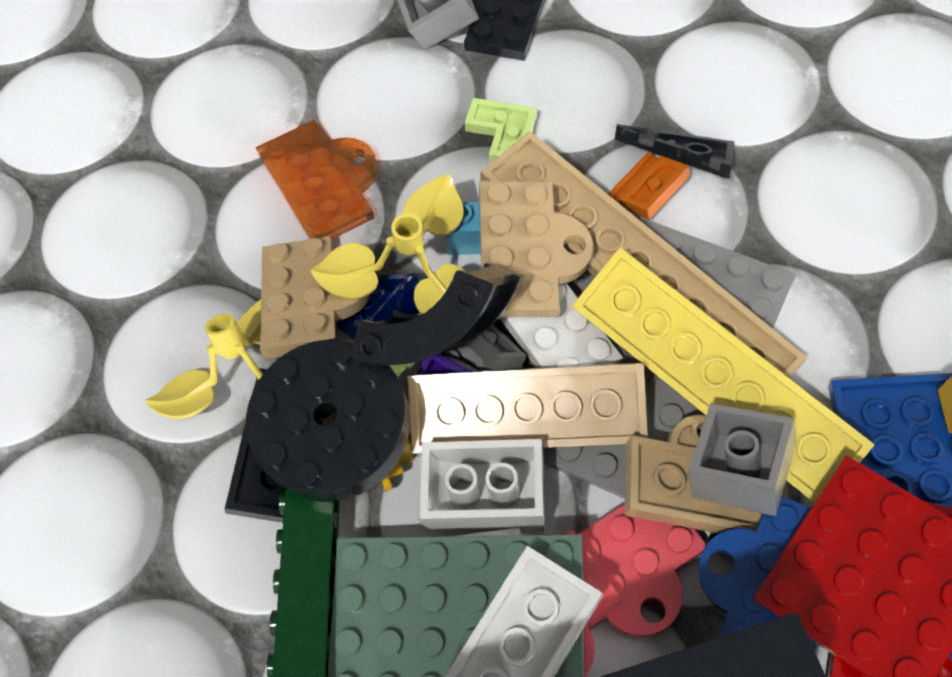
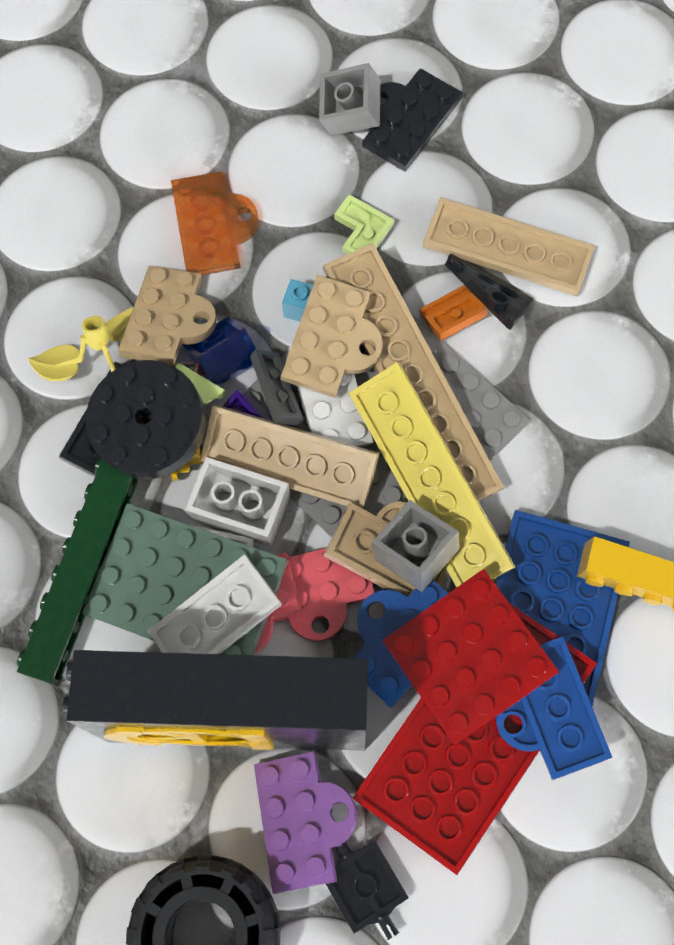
camera: 15 degrees right, 10 degrees up
(352, 267) = (258, 354): light yellow plant -> none
(462, 313) = (231, 381): black fence -> none
(680, 97) = (509, 246): none -> tan plate

